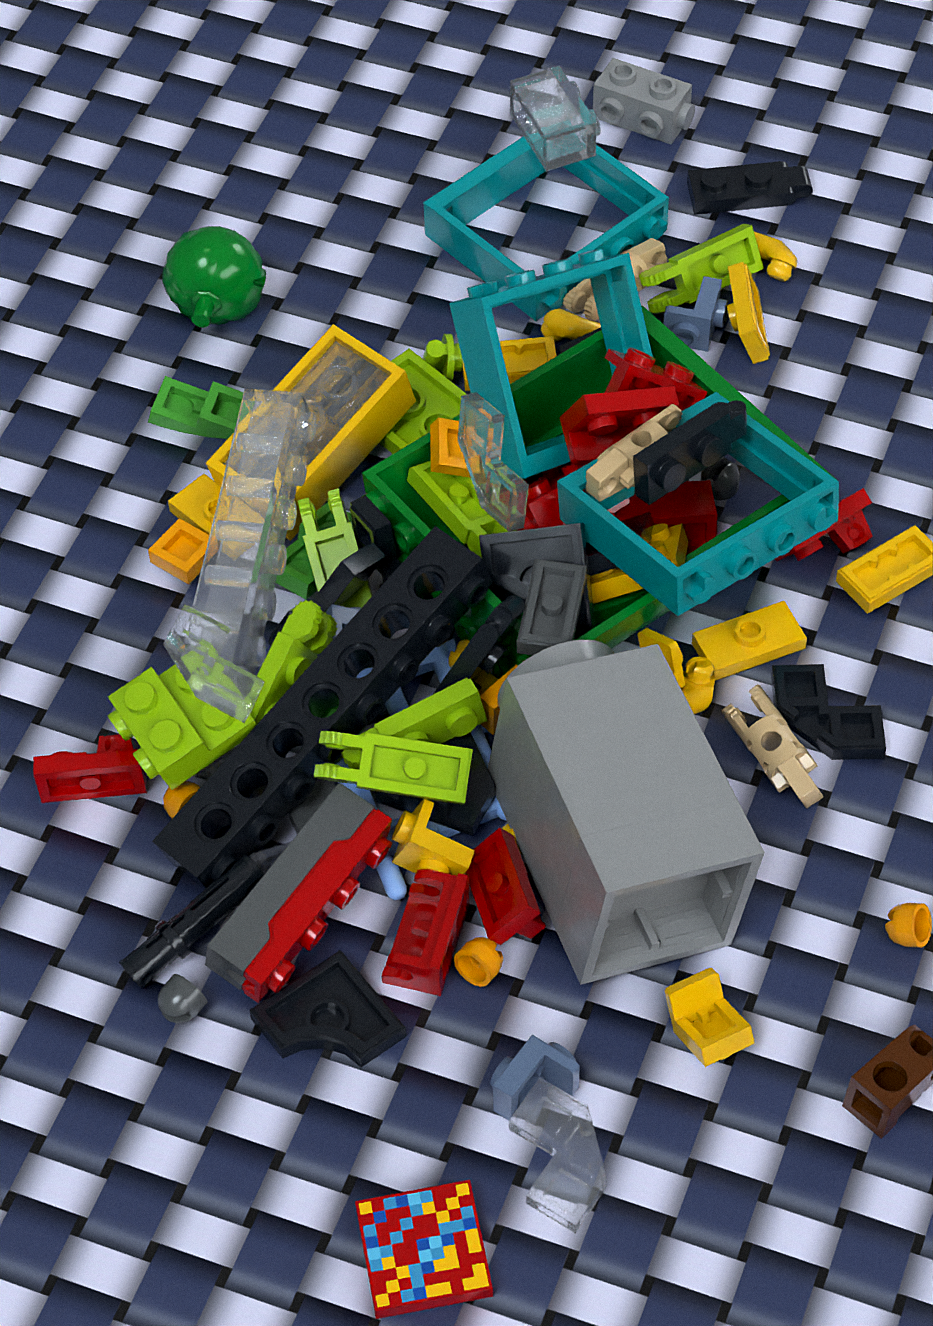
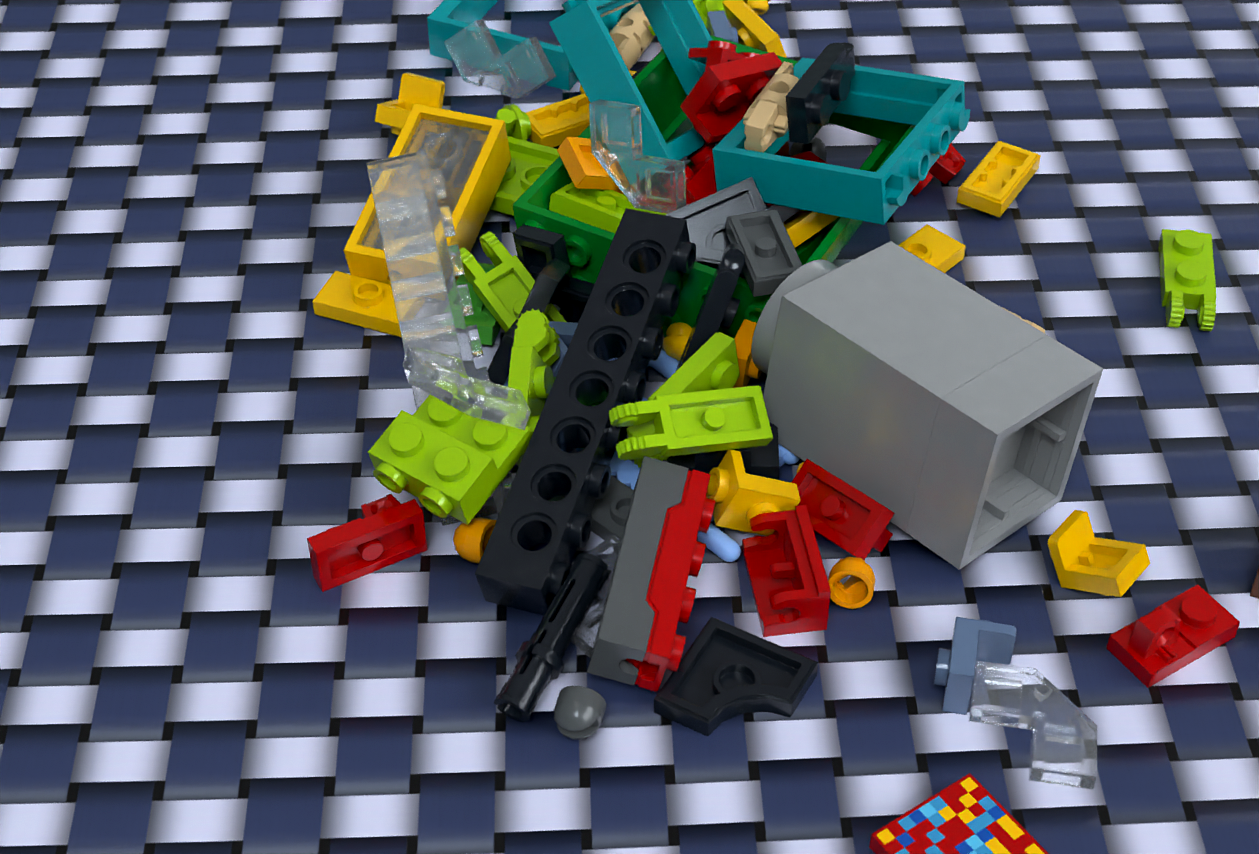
camera: 25 degrees left, 10 degrees down
(180, 551) = (352, 336): light orange plate -> none
(196, 410) = (316, 226): bright green slope -> none
(213, 275) = (259, 116): green piece -> none
(366, 307) = (413, 90): none -> yellow bracket
(458, 266) = (482, 63): none -> clear tile
(738, 1119) = (1173, 635): none -> red hinge
(833, 730) = (1047, 304): black tile -> none
(909, 924) = (1204, 431): light orange hinge -> none

